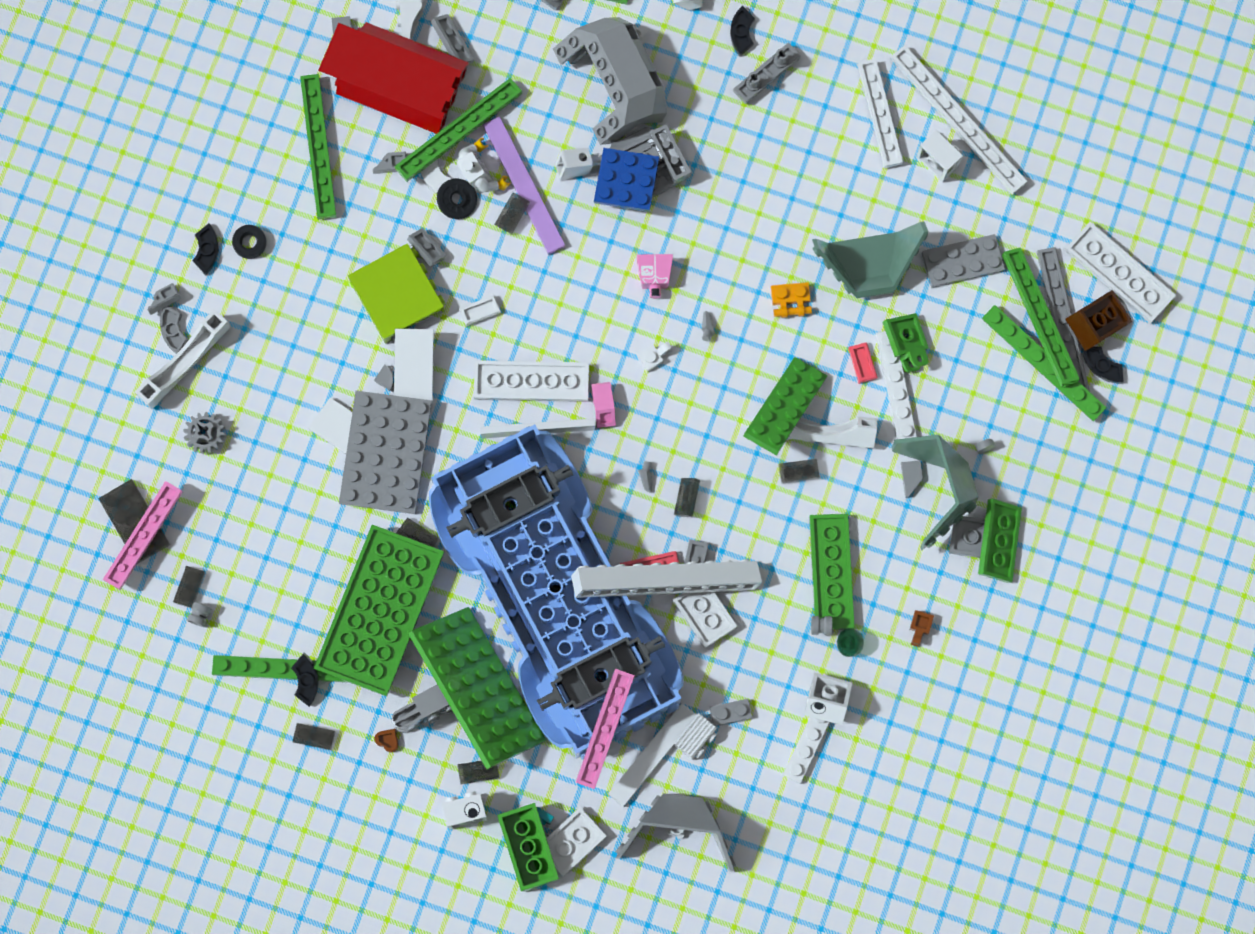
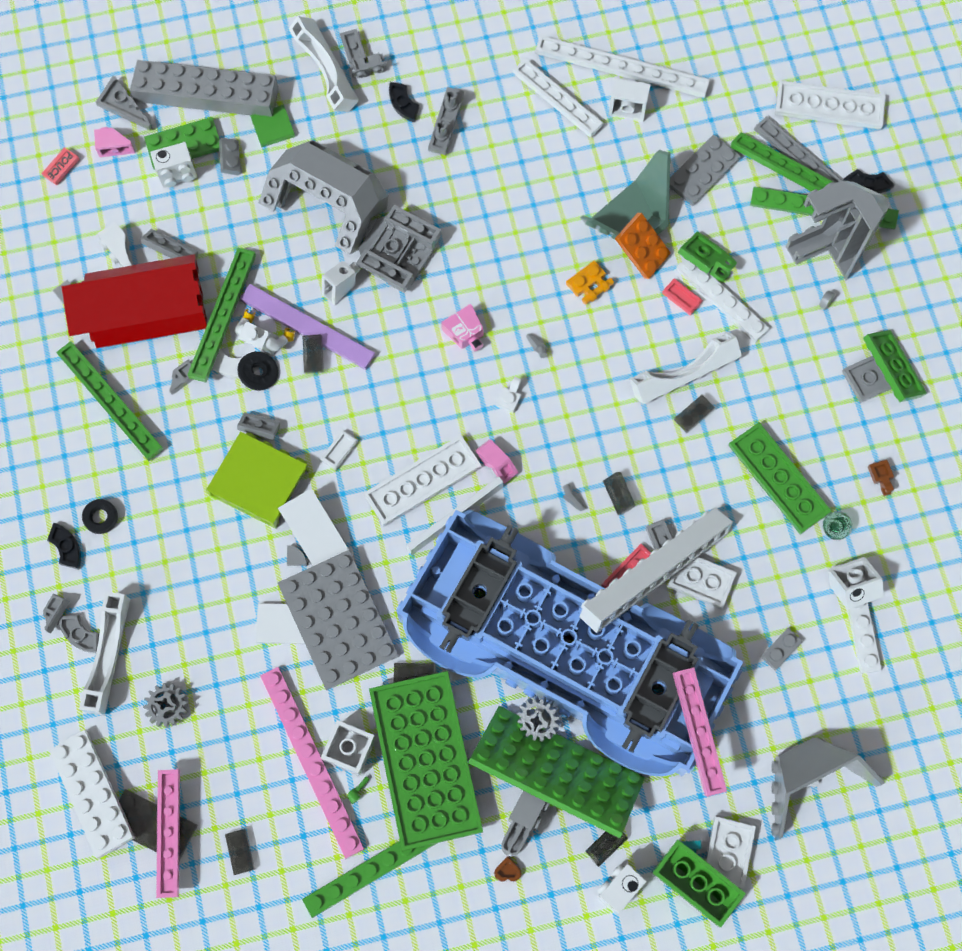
camera: 30 degrees left, 5 degrees down
(103, 465) = (91, 794): none -> white plate
(199, 614) = (265, 871): light grey wheel -> none
(290, 553) = (312, 763): none -> bright pink plate
(305, 601) = (353, 794): none -> bright green hand
(307, 679) = (400, 863): black tile -> none
(313, 736) = (440, 912): clear smoke plate -> none
(325, 561) = (348, 747): none -> white brick
(489, 636) = (547, 716): none -> light grey gear
(626, 179) = (392, 267): blue plate -> none
(652, 755) = (742, 731): white tile -> none
(695, 736) = (768, 689): white brick -> none
(785, 406) = (650, 366): bright green plate -> none
(821, 625) = (806, 525): light grey wheel -> none
(856, 297) = (642, 245): none -> orange plate
(911, 476) = (786, 361): light grey tile -> none
(937, 451) = (801, 325): sand green piece -> none
(1035, 382) = (848, 225): none -> light grey wedge
(1098, 320) = (842, 150): reddish brown slope -> none

